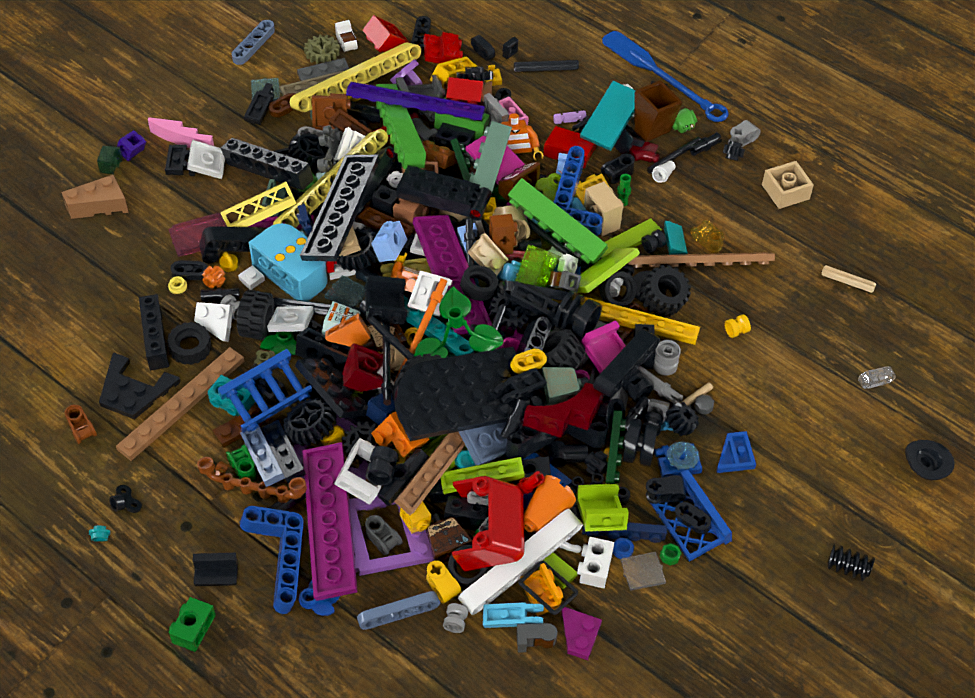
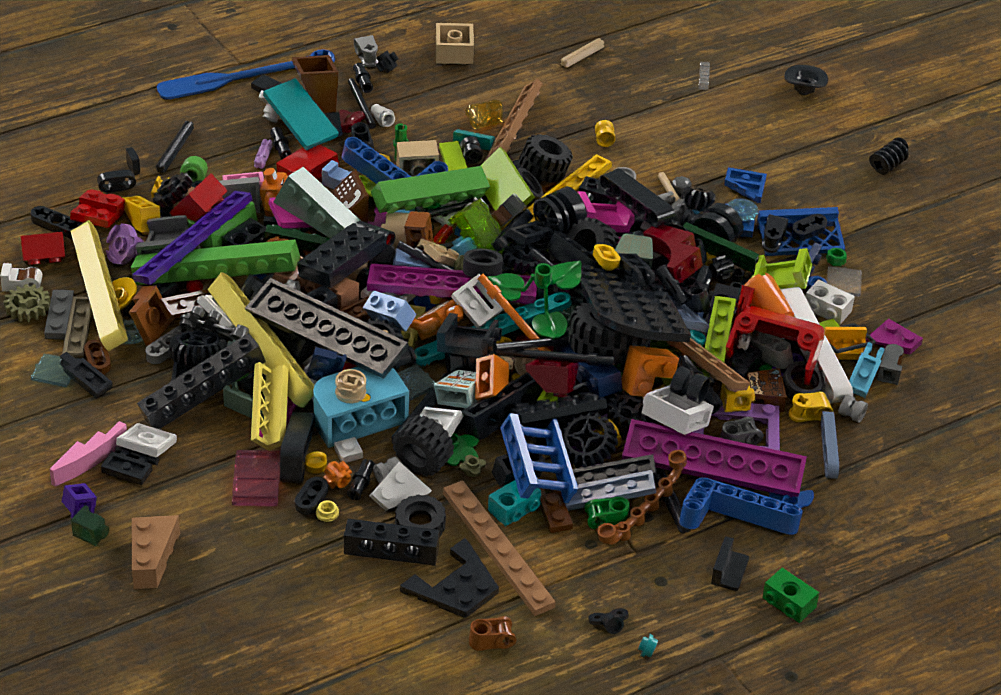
camera: 70 degrees left, 10 degrees down
(281, 242) = (350, 386): none -> tan wheel
(520, 83) = (195, 168): none -> bright green head

